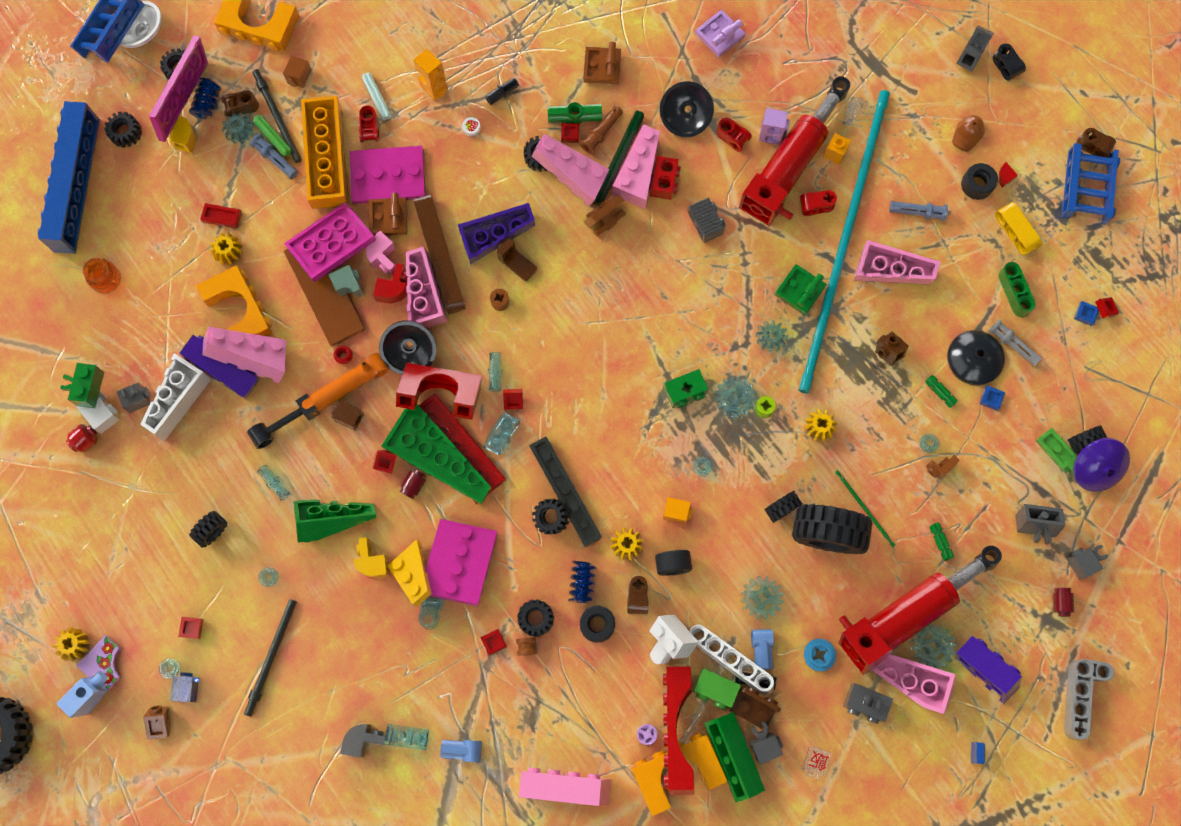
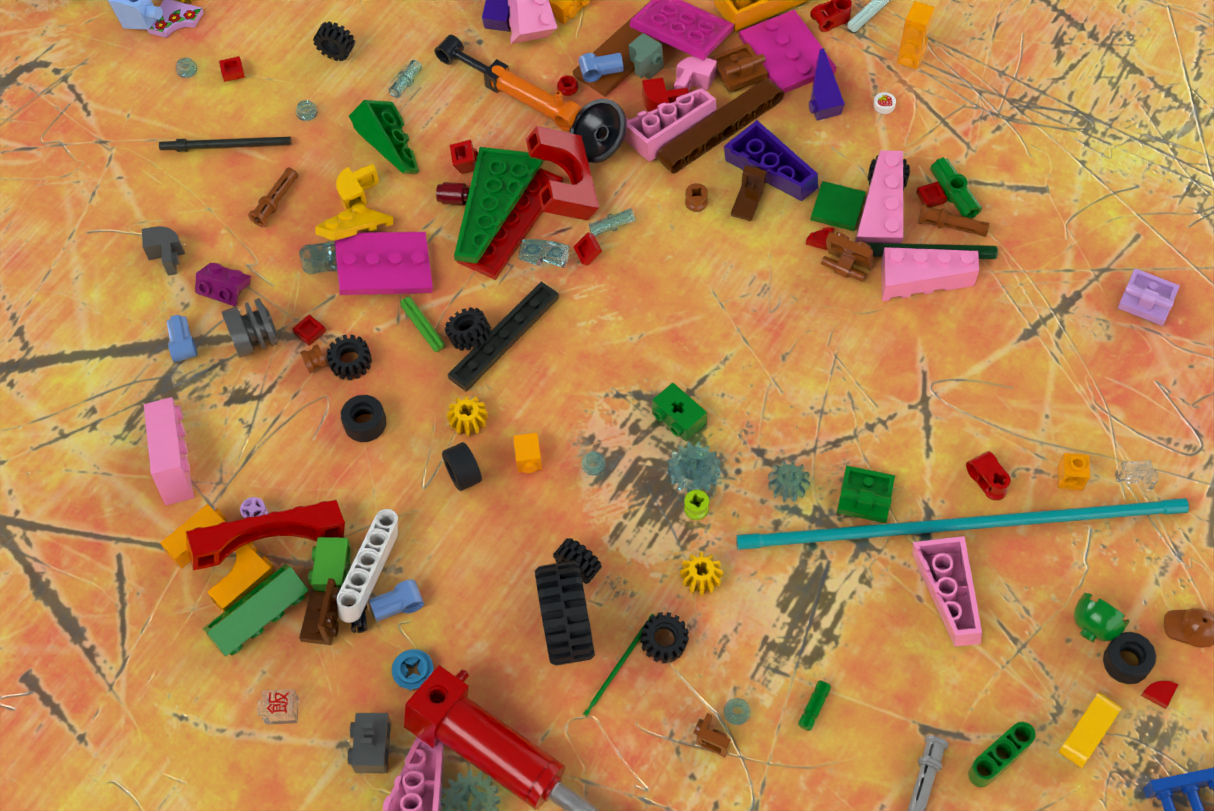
camera: 70 degrees right, 15 degrees down
(156, 722) = (128, 76): dark orange bracket -> none
(184, 688) = (169, 85): clear blue brick -> none
(339, 325) = (593, 66): none -> medium blue piece
(347, 415) = (502, 111): reddish brown brick -> none
(354, 638) = (268, 204): none -> dark orange pin
(406, 736) = (179, 283): clear light blue slope -> none
(418, 700) = (221, 283): none -> magenta bracket
(445, 164) = (825, 95): none -> dark purple slope
(481, 688) = (249, 327): none -> dark grey wheel
(501, 91) = (942, 114): black axle -> none
(527, 550) = (422, 324): none -> bright green axle
(551, 201) = (838, 206): none -> green tile
(574, 226) = (818, 238): none -> red tile
(582, 582) = (405, 386): clear blue piece -> none
(602, 64) = (1032, 194): dark orange plate -> none
(637, 600) = (408, 447): reddish brown piece -> none
(662, 177) = (927, 298): red brick -> none
(672, 638) = (371, 493): white brick -> none
(674, 104) = (1019, 283): black dish -> none
(706, 219) = (899, 362): dark grey brick -> none
(735, 136) = (1024, 355): red piece -> none
(753, 595) = (469, 584): clear light blue gear -> none
(766, 745) = (279, 640): dark grey brick -> none
(769, 189) = (1044, 424): red piece -> none
(774, 126) = (1057, 386): lavender brick -> none
(867, 461) = (664, 622): none -> black tyre
(891, 348) = (839, 620): reddish brown brick -> none
(930, 210) = (1051, 607): sand blue pin -> none
(941, 541) = (613, 770): green axle -> none
(951, 186) = (1098, 619): none -> green cylinder
(966, 363) = (878, 752): black dish -> none
(992, 398) = (836, 774): blue tile -> none

